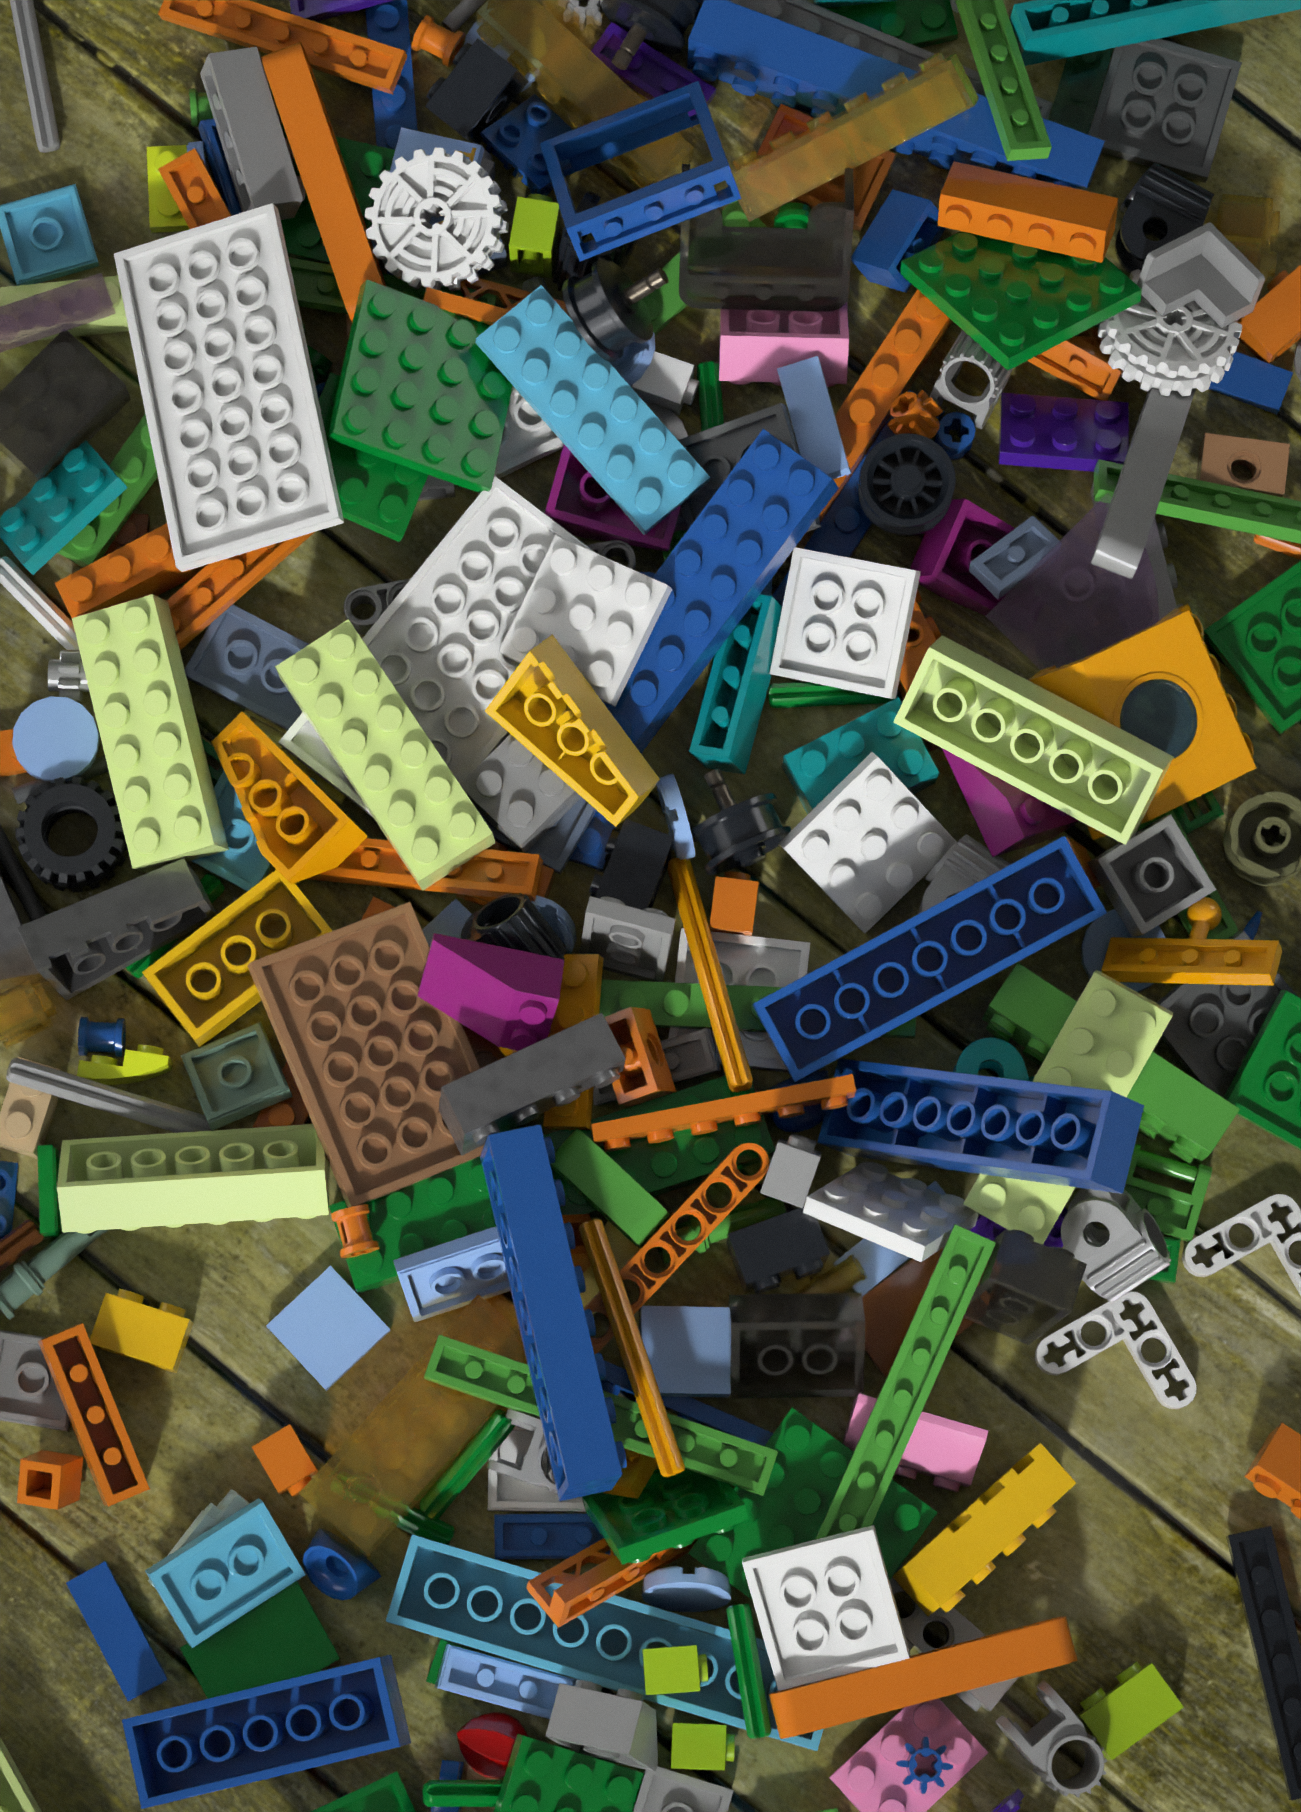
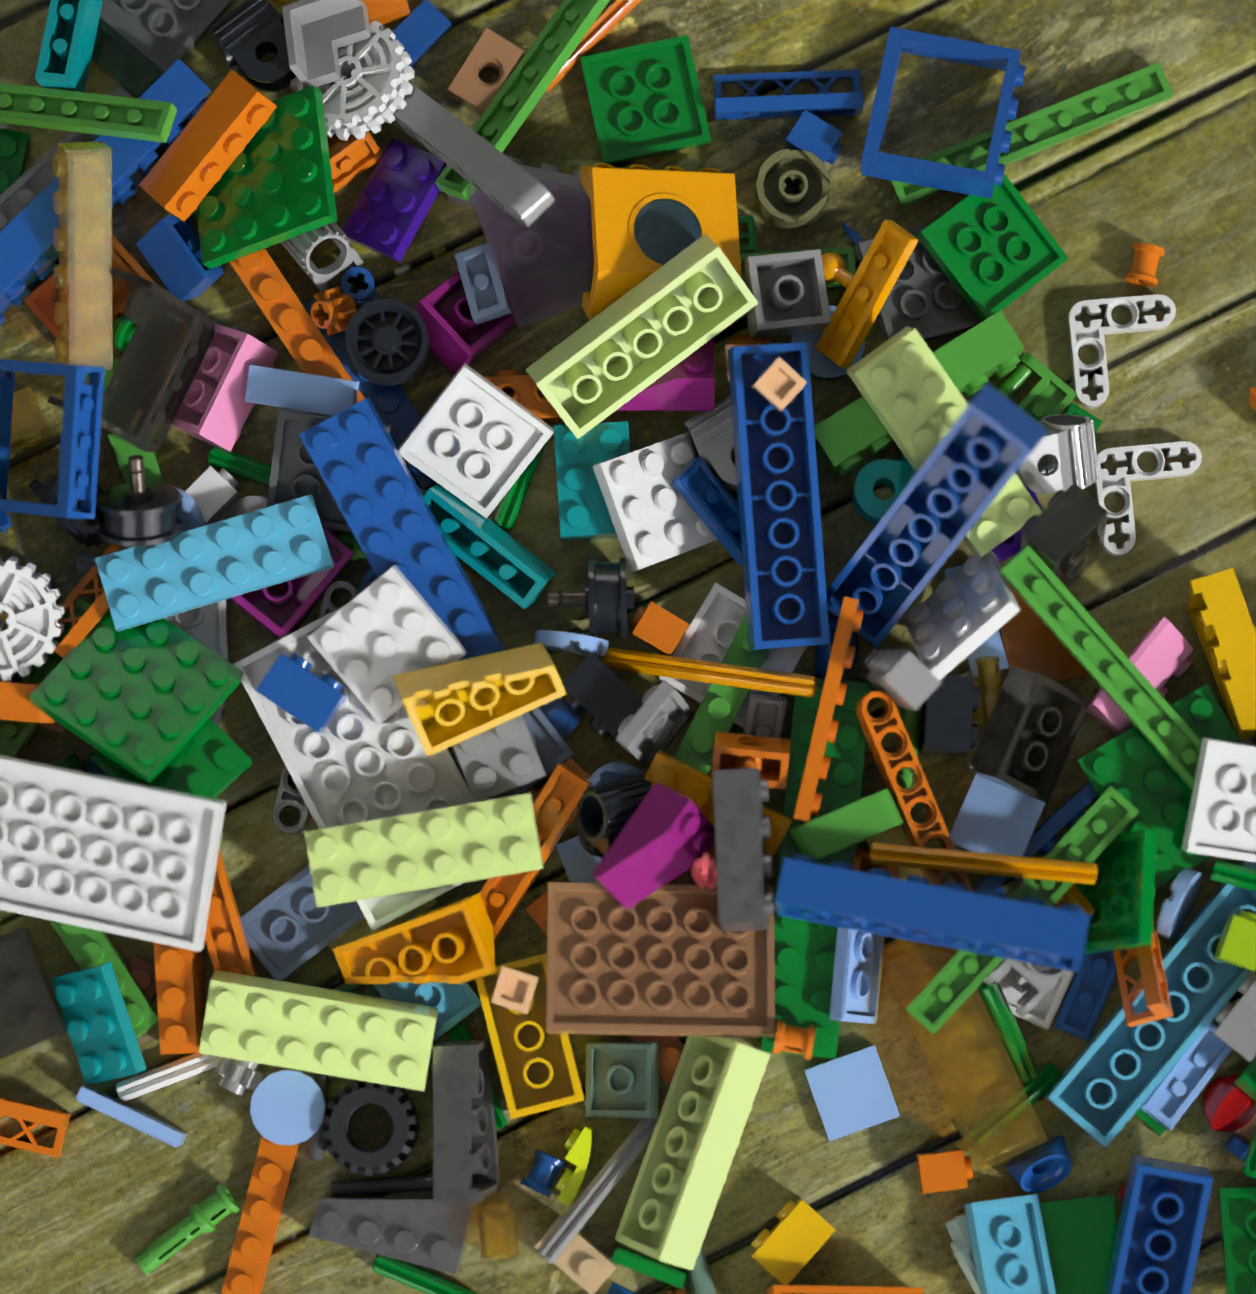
camera: 60 degrees left, 5 degrees up
(279, 914) = (515, 990): none -> light nougat plate
(492, 1052) = (705, 872): none -> coral axle
(495, 556) = (301, 692): none -> blue brick
(534, 236) = (45, 544): lime brick -> none
(893, 895) = (711, 504): none -> blue tile
(1046, 900) = (779, 384): none -> light nougat plate

